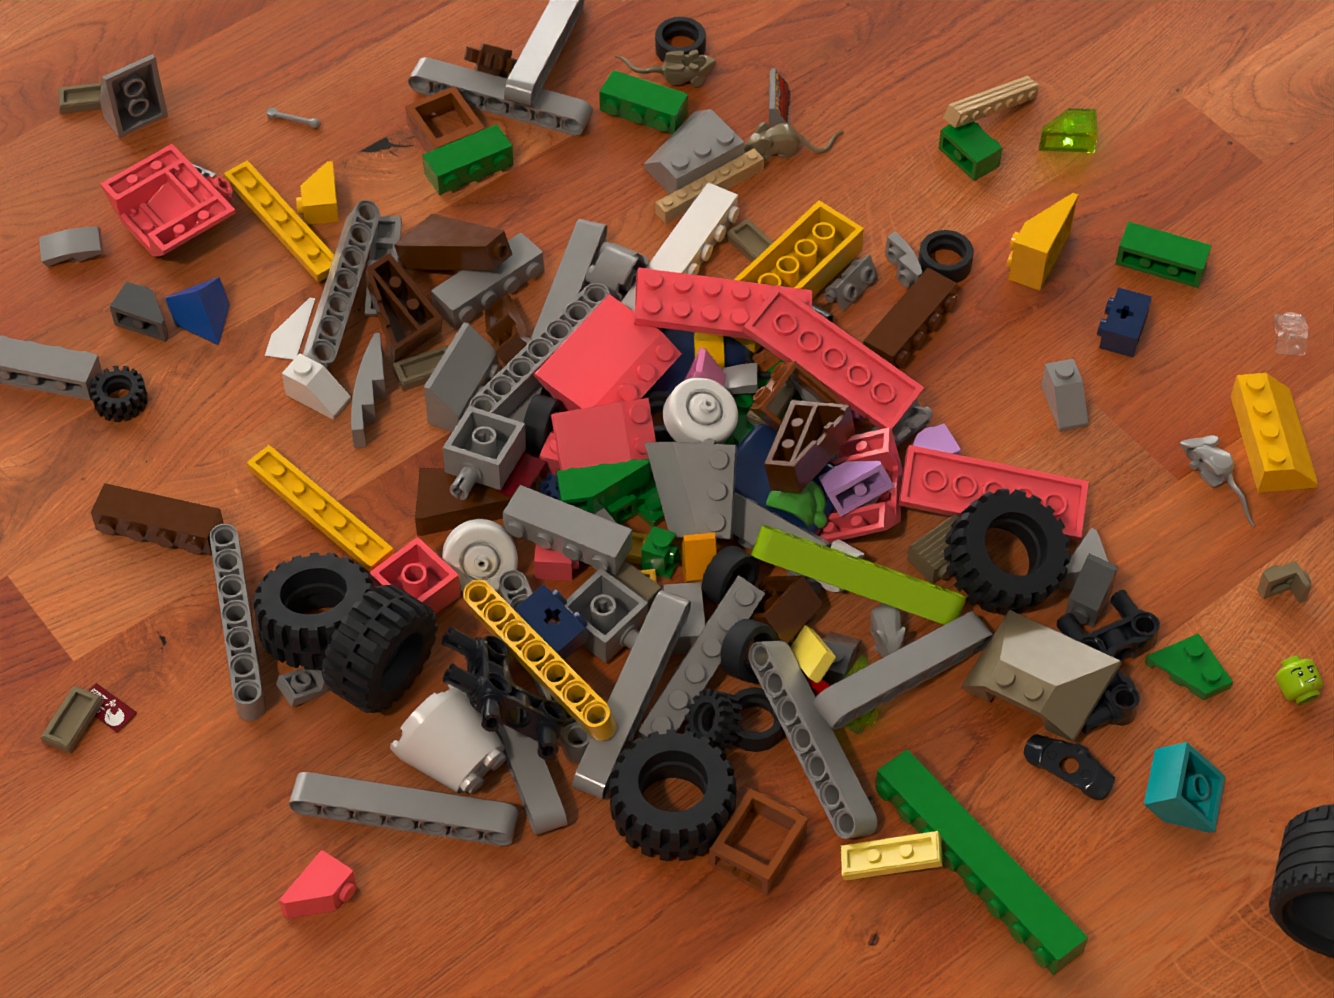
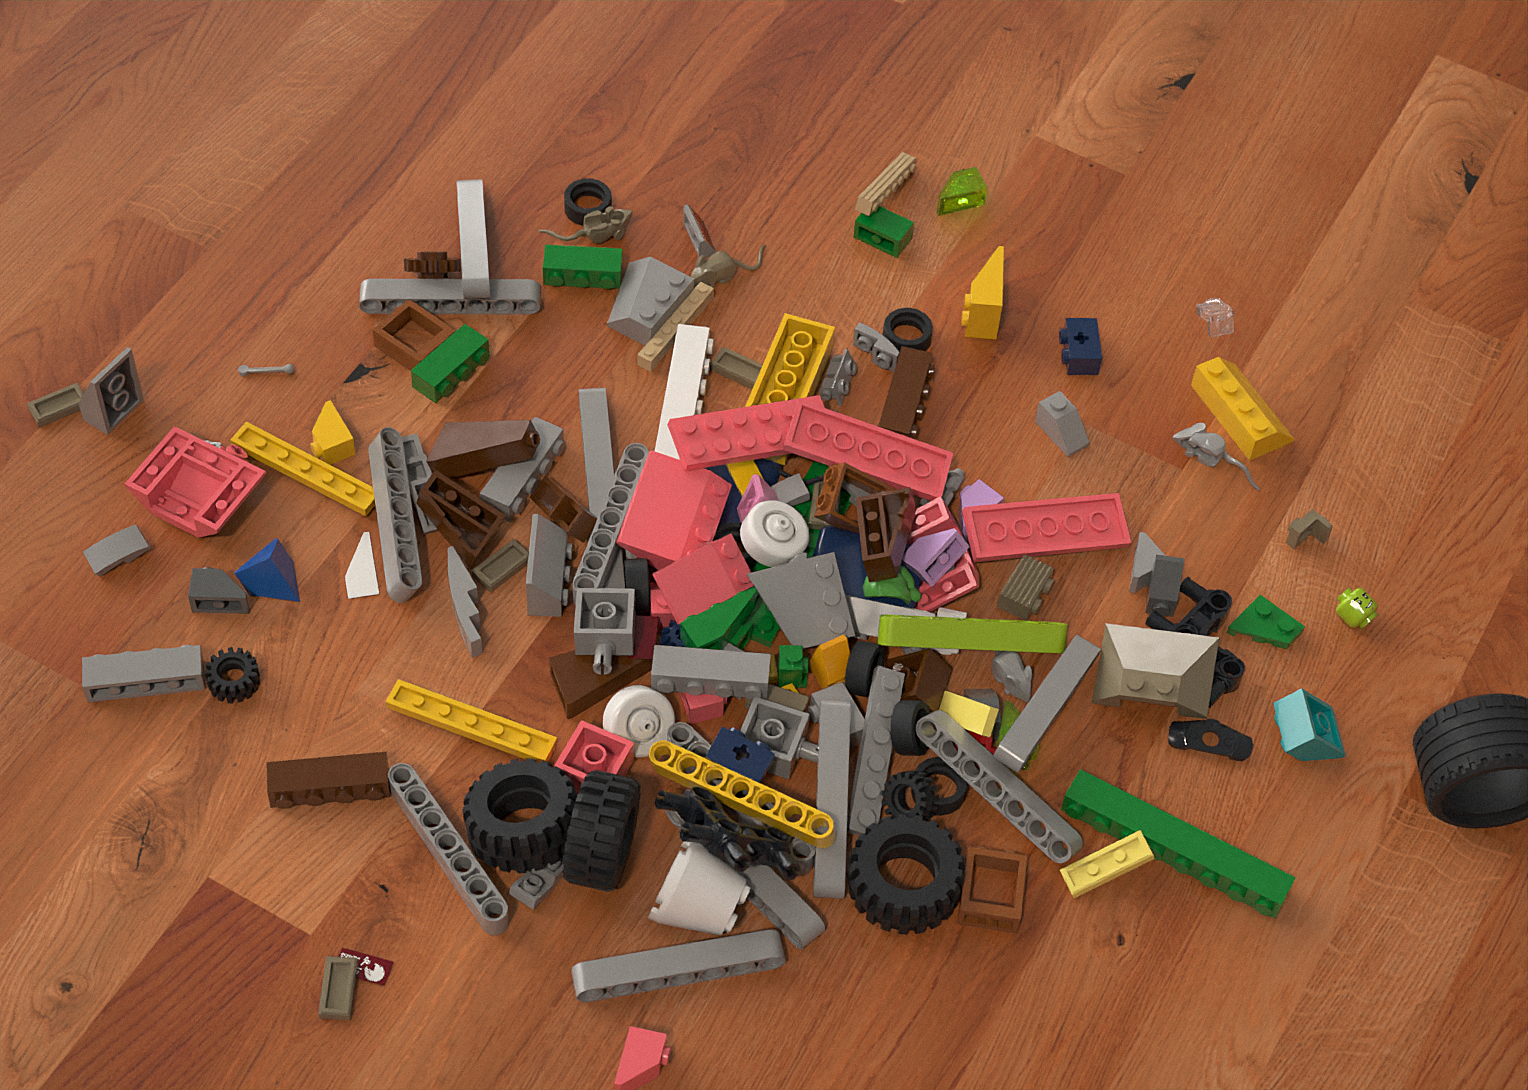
camera: 25 degrees left, 0 degrees up
(314, 387) = (413, 613): white slope -> none
(616, 269) = (638, 425): light grey brick -> none
(1035, 529) = (1109, 557): black tyre -> none
(1163, 254) = (1085, 278): green brick -> none

